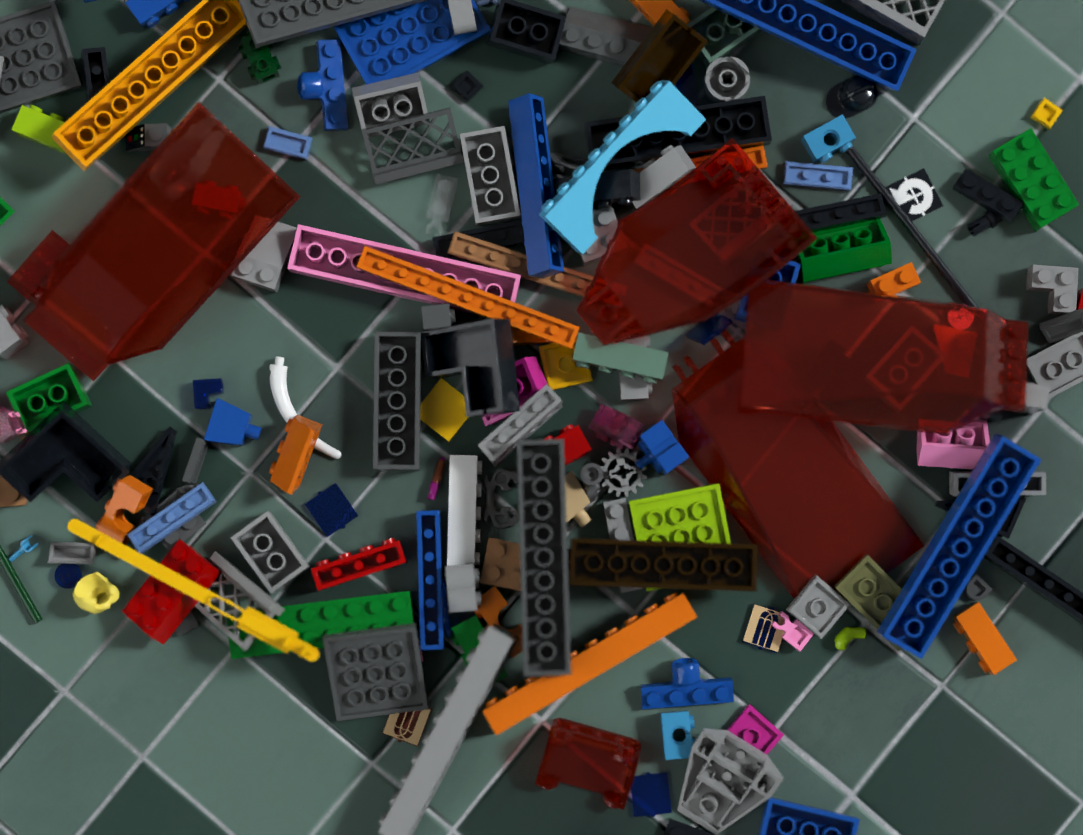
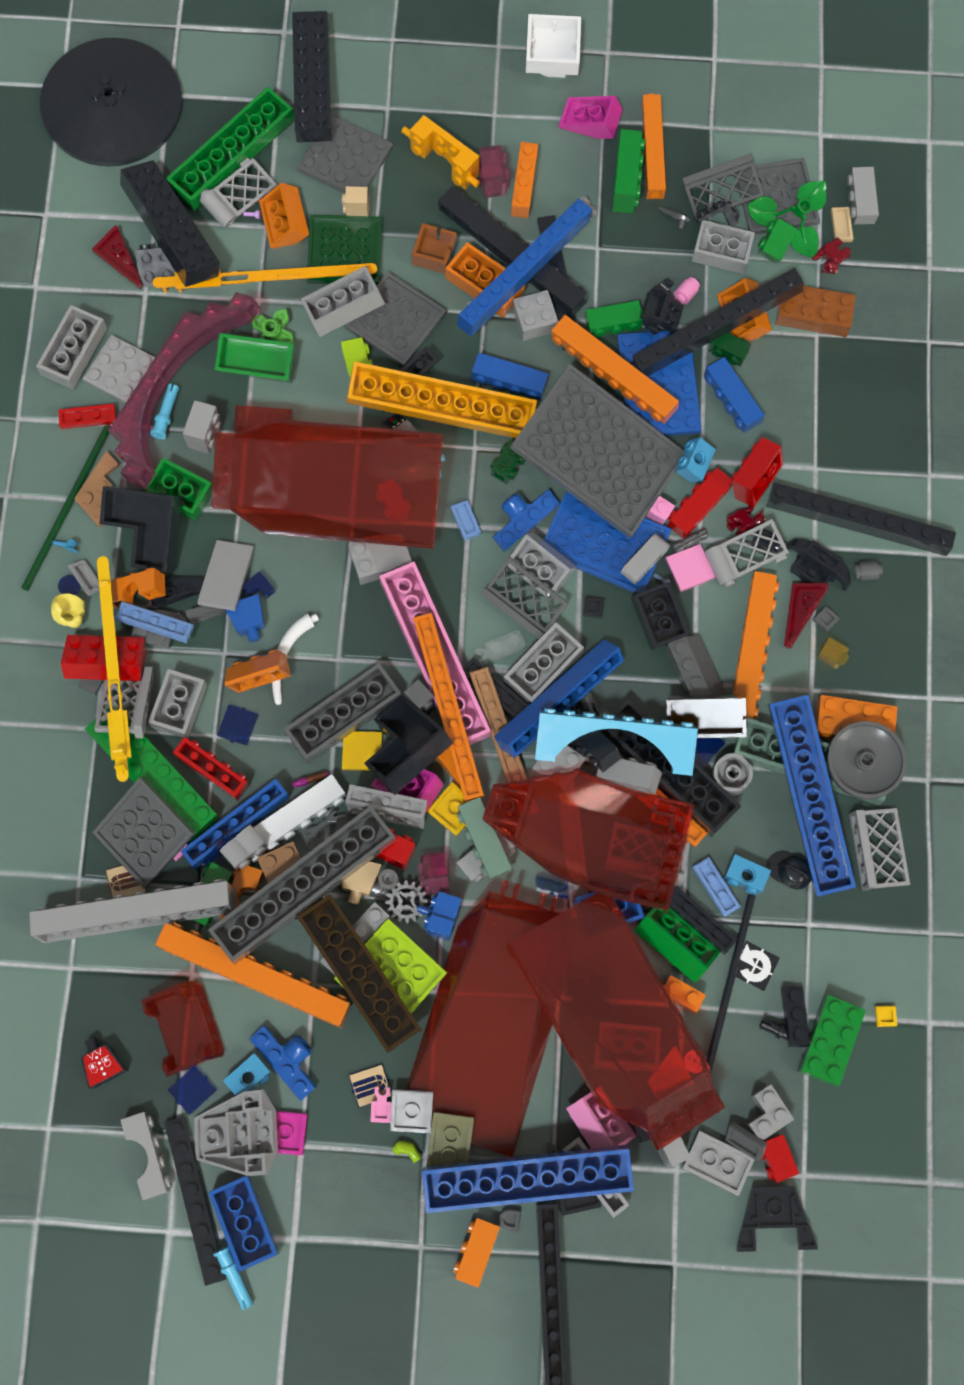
camera: 55 degrees right, 10 degrees down
(173, 415) = (225, 575): none -> light grey tile

